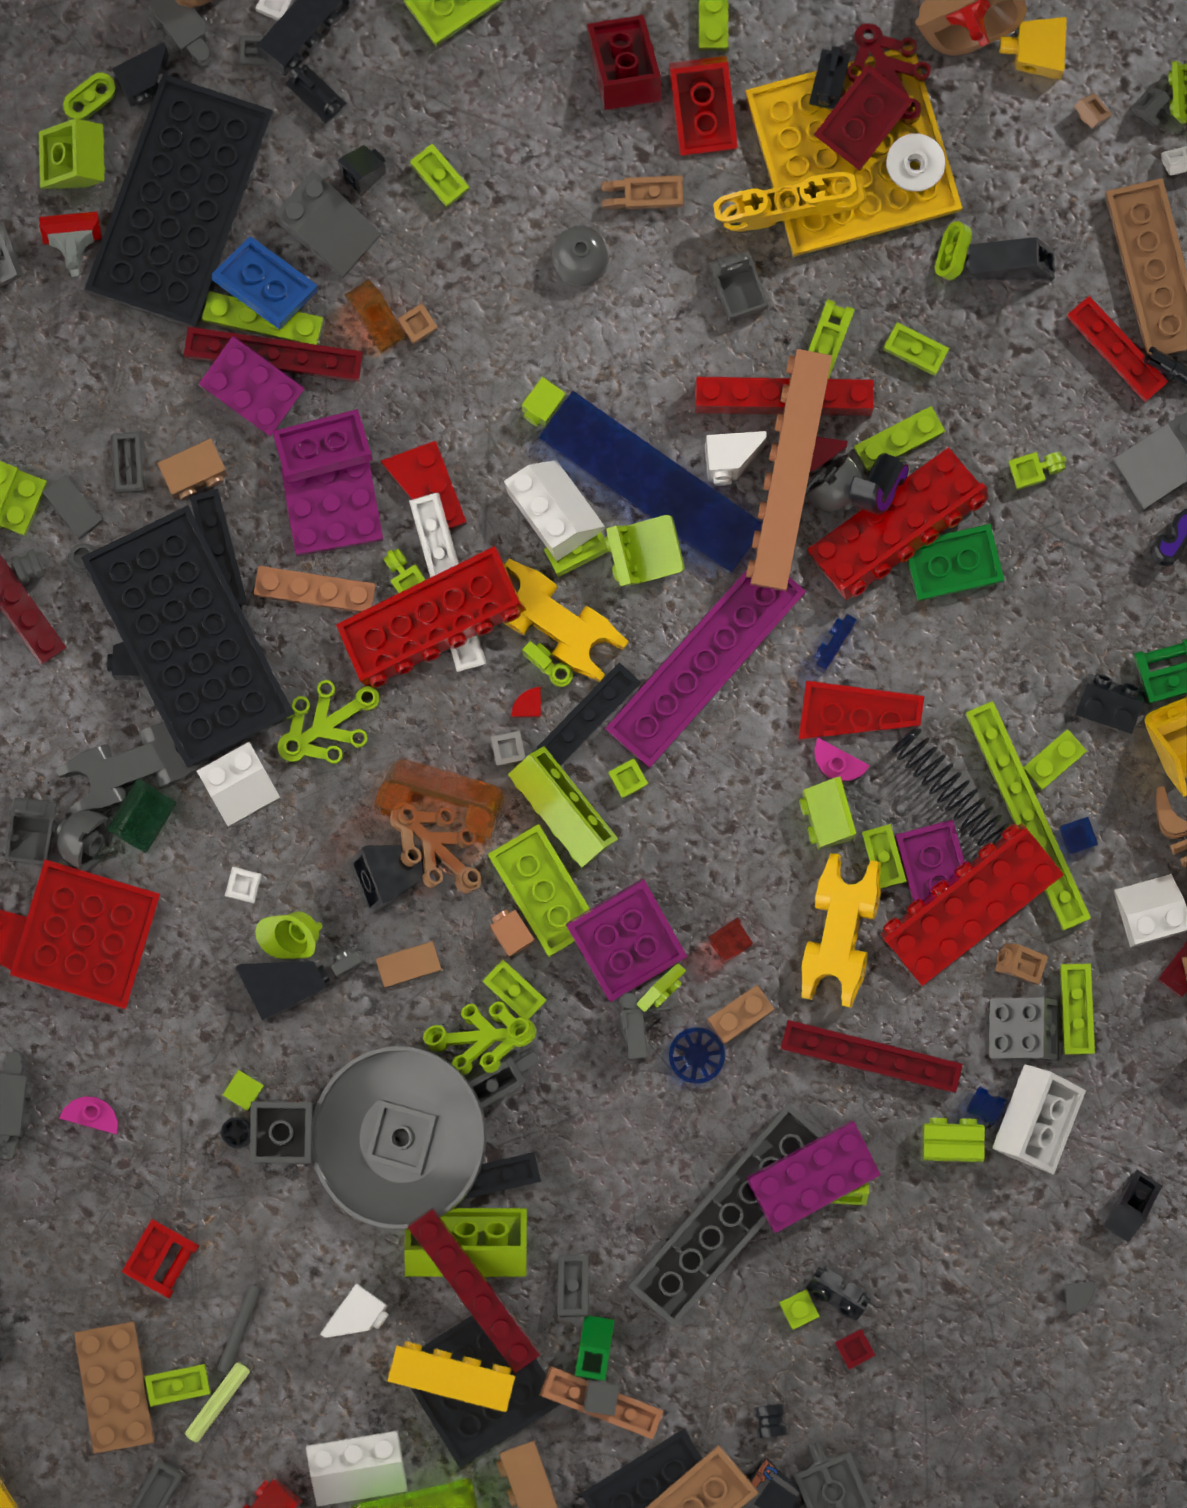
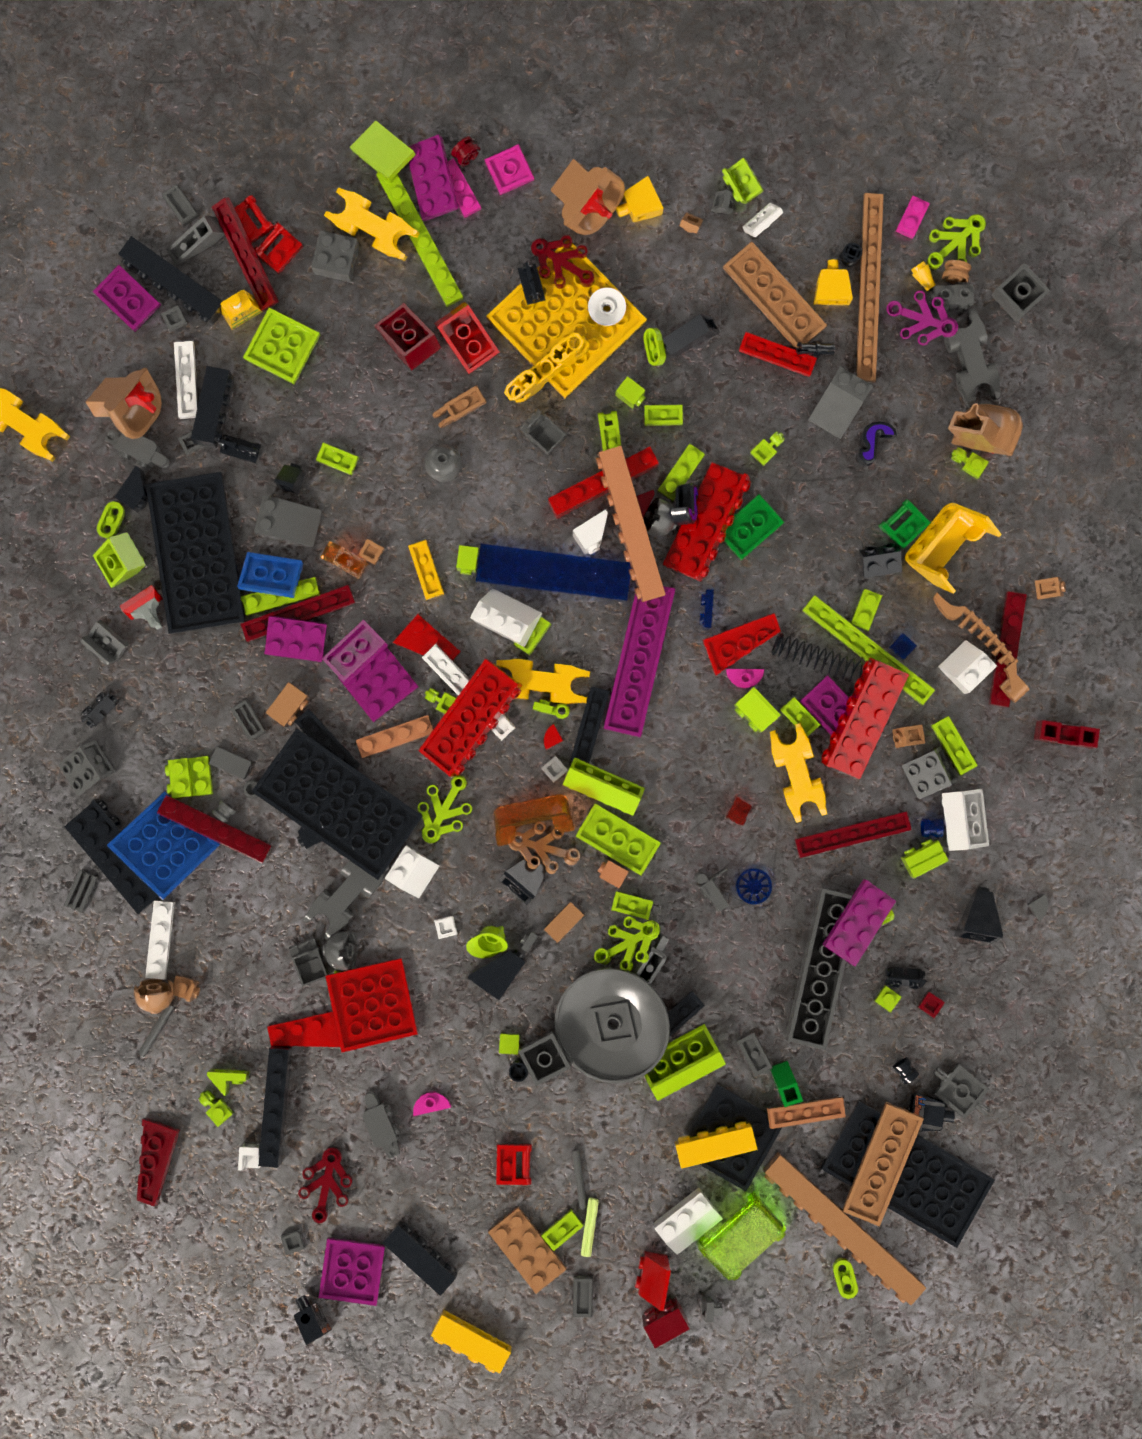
camera: 25 degrees left, 5 degrees up
(141, 816) = (367, 920): clear green bracket -> none
(356, 1314) = (643, 1138): white slope -> none
(473, 1290) = (701, 1090): dark red plate -> none
(479, 387) = (426, 569): none -> yellow tile
(601, 1398) = (805, 1111): dark grey tile -> none
(626, 940) = (680, 843): magenta plate -> none
(628, 778) = (631, 750): lime plate -> none
(644, 550) = (571, 614): lime bracket -> none
(662, 988) = (716, 858): lime plate -> none
(740, 1015) = (767, 851): medium nougat brick -> none
(863, 117) = (563, 296): dark red plate -> none
(887, 296) = (630, 393): none -> lime brick
(986, 1266) = (980, 918): none -> black slope
(1132, 1206) = (1044, 840): black slope -> none

